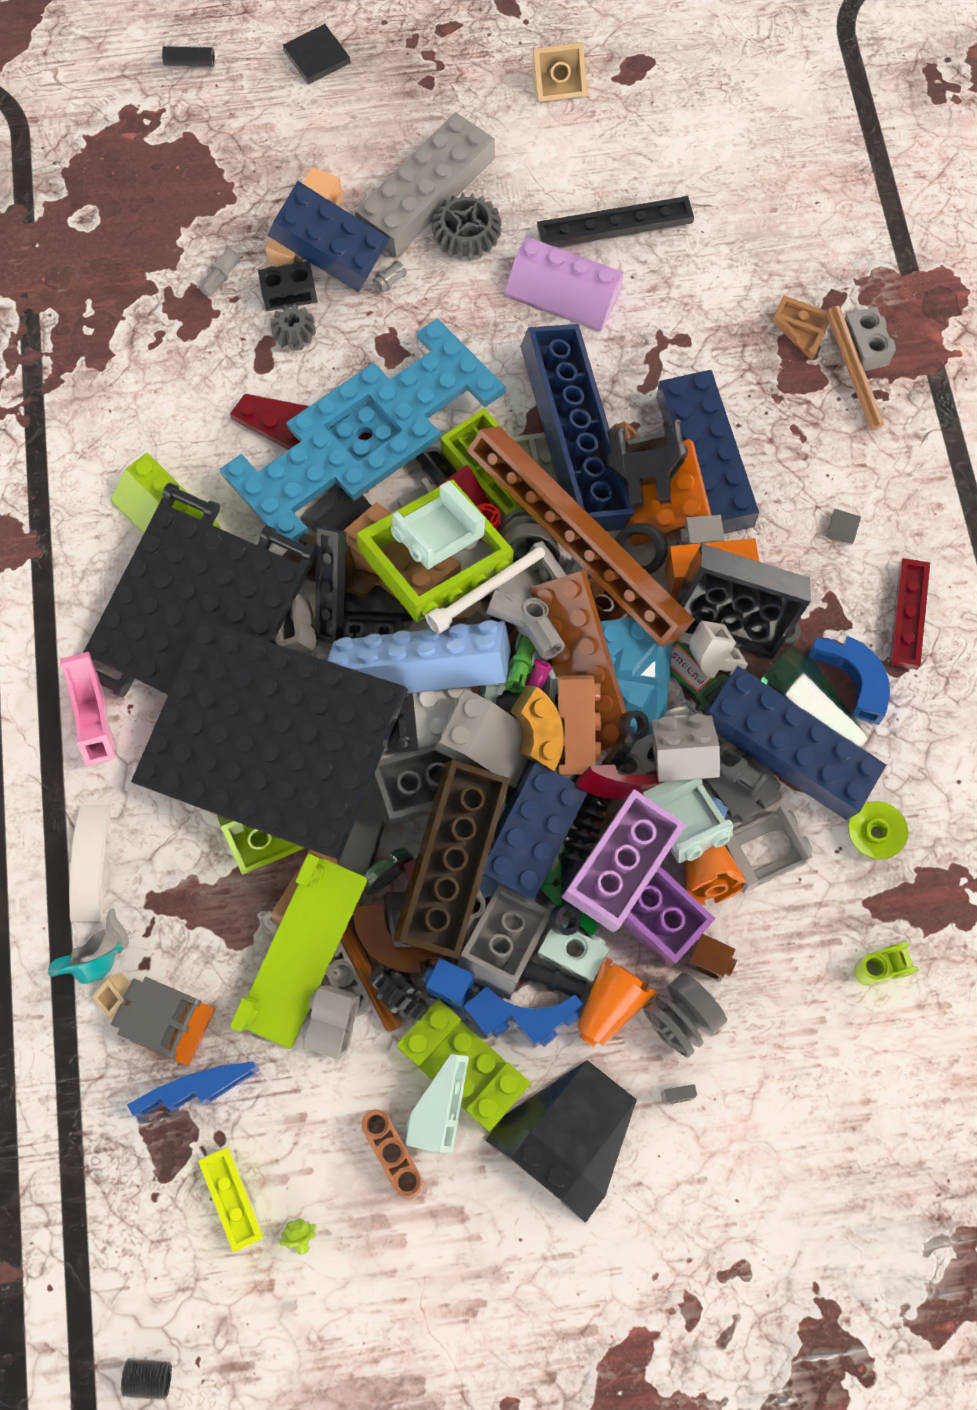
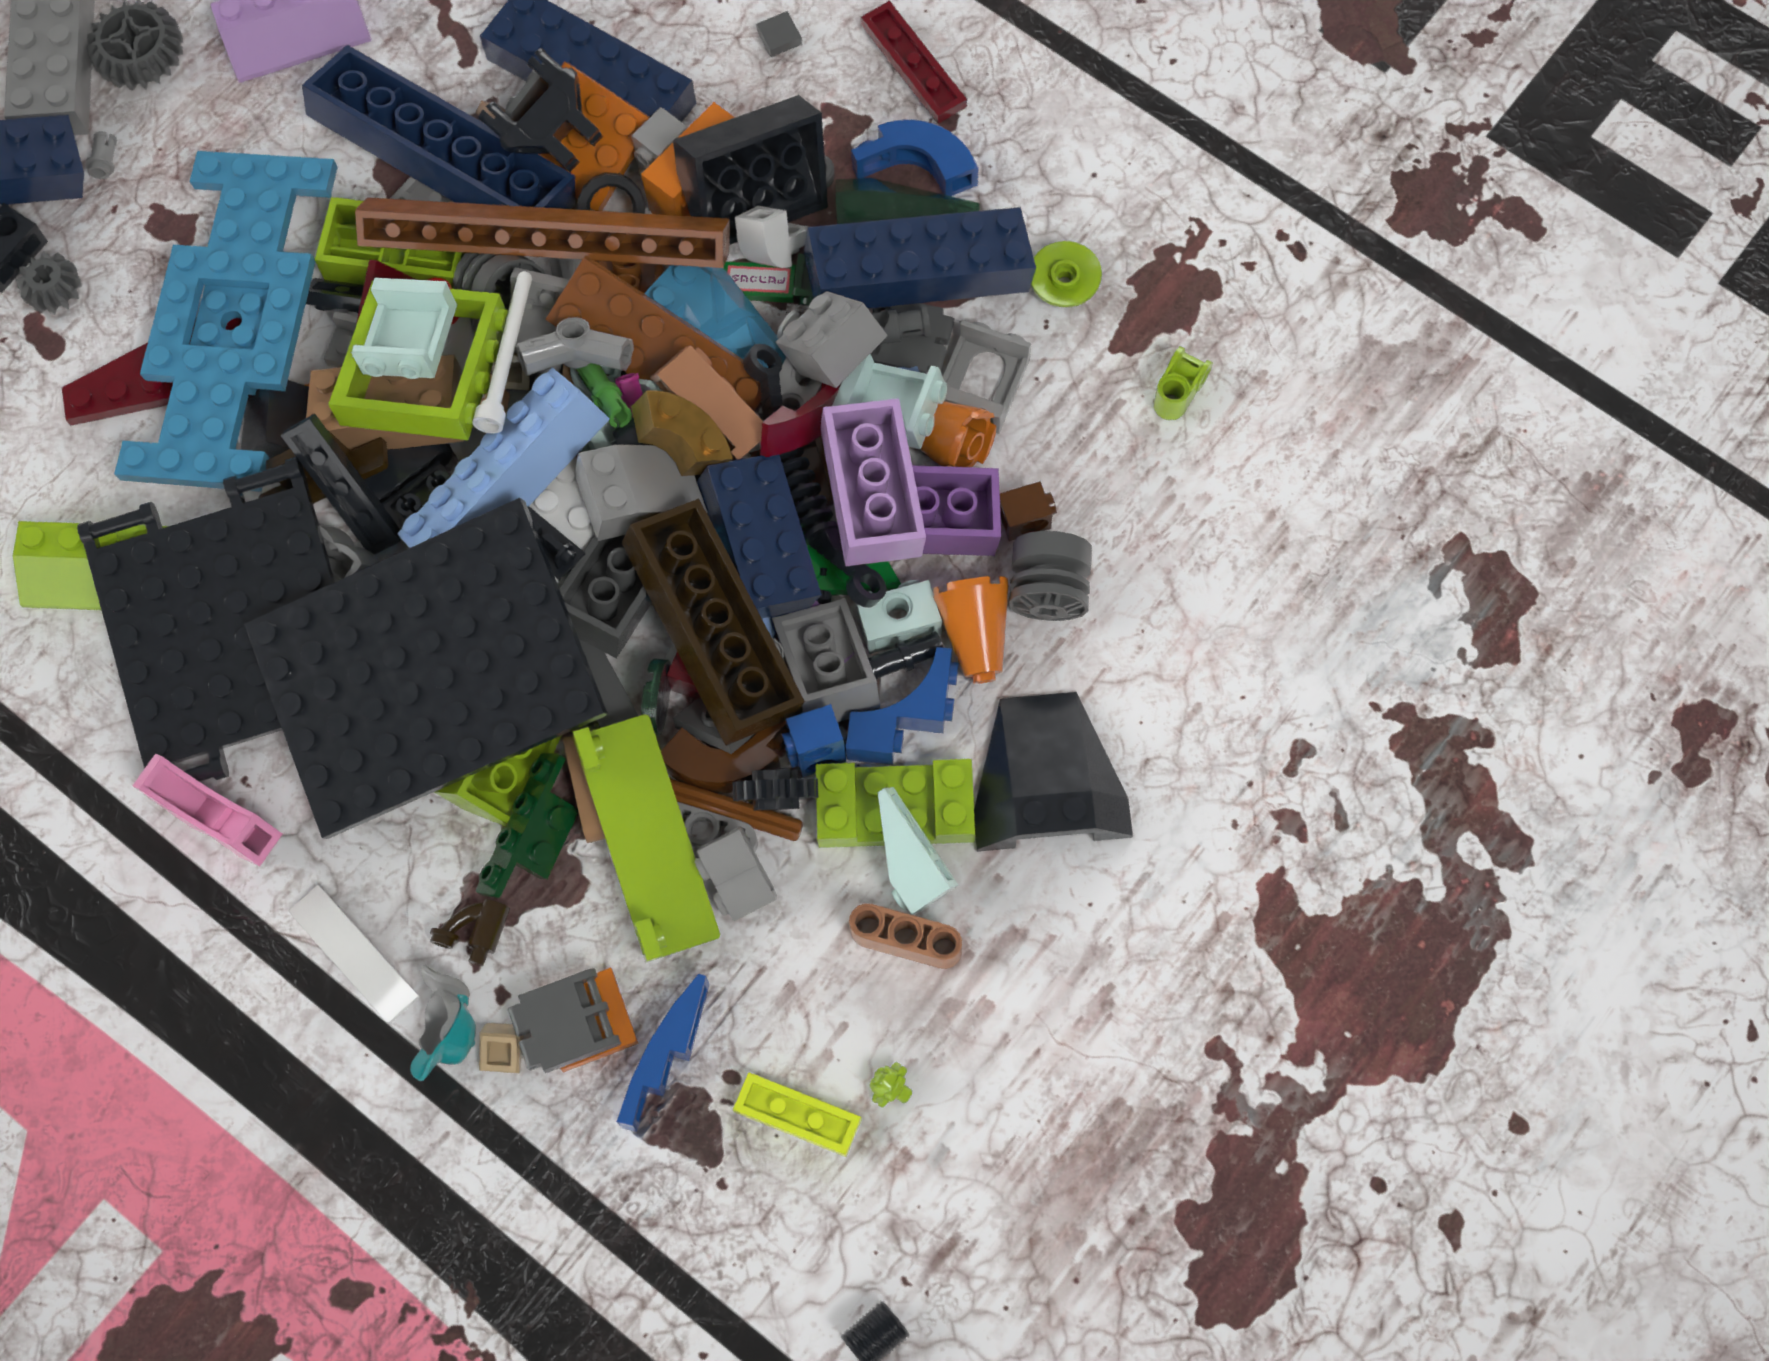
camera: 40 degrees left, 0 degrees up
(170, 919) = (489, 924): none -> dark brown plant
(247, 886) = (533, 831): none -> dark green bracket
(679, 1094) = (1109, 651): dark grey tile -> none

